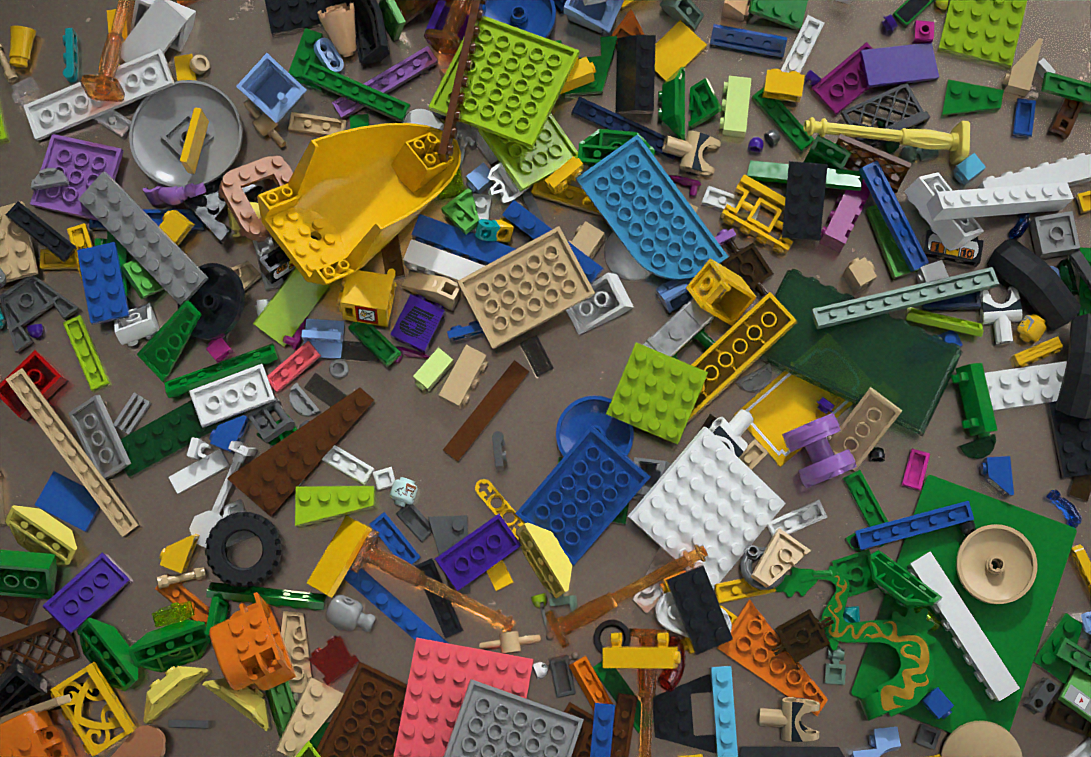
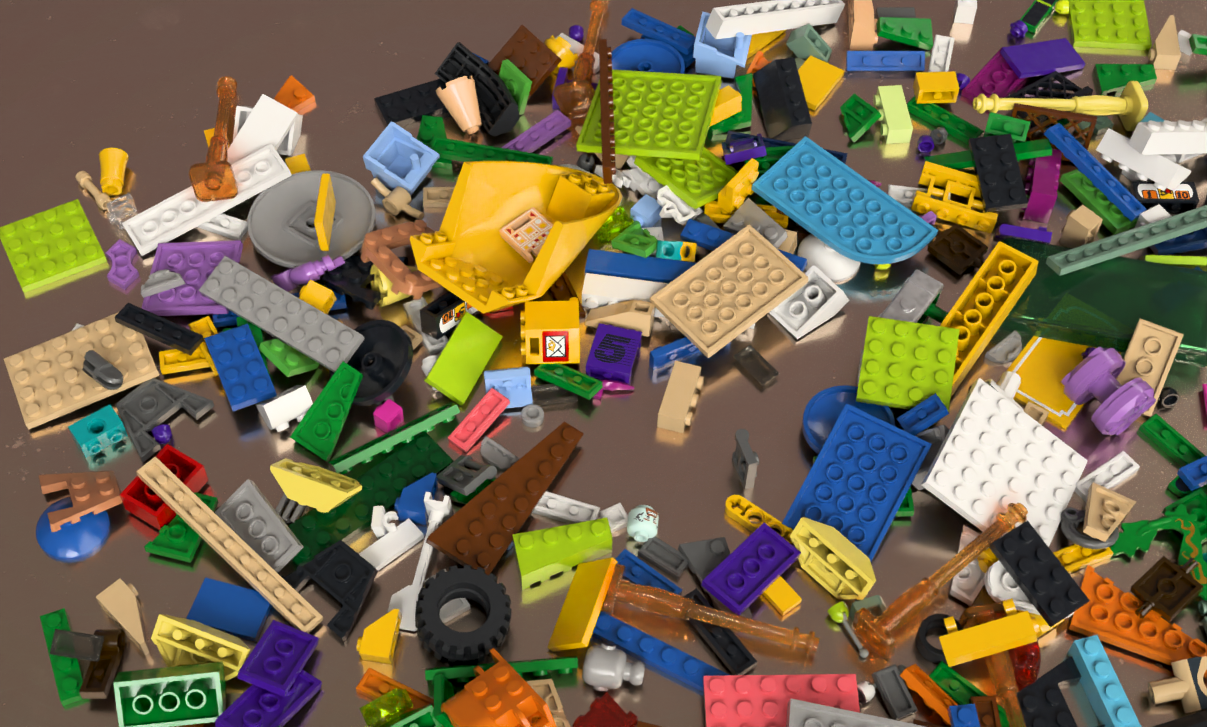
camera: 15 degrees left, 25 degrees down
(20, 139) = (122, 271): none -> medium lavender tile
(31, 432) = (177, 538): none -> green wing
(71, 56) = (169, 173): teal plate -> none
(86, 353) = (227, 448): lime tile -> none
(98, 557) = (278, 658): none -> dark purple plate
(149, 409) = (313, 484): none -> light yellow wedge
(159, 493) = (343, 576): none -> black wing
(164, 581) = (408, 661): tan bar -> none
(199, 64) = (314, 160): tan tile -> none
(232, 395) = (413, 457): white tile -> none
(296, 339) = (476, 393): magenta bar -> none
(324, 390) = (518, 438): clear smoke tile -> none
(329, 55) = (451, 129): light blue plate -> none
(371, 196) = (527, 233): none -> light nougat container
(433, 370) = (644, 393): yellowish green brick -> none
(486, 411) = (714, 429): reddish brown tile -> none
(510, 642) = (818, 662): tan piece -> none
(570, 217) = (751, 214): none -> light grey wing
(583, 130) = (744, 149): none -> dark purple container
(653, 446) = (923, 415): none -> blue plate
(673, 105) = (829, 124): green wedge -> none
(674, 294) = (891, 278): medium blue brick -> none
(691, 151) = (864, 156): tan connector -> none
(709, 285) = (930, 250): yellow container -> none
(806, 270) = (1036, 235): none -> dark purple container
(920, 36) = (1054, 29): dark pink plate -> none
(1024, 117) = (1183, 84): blue tile -> none

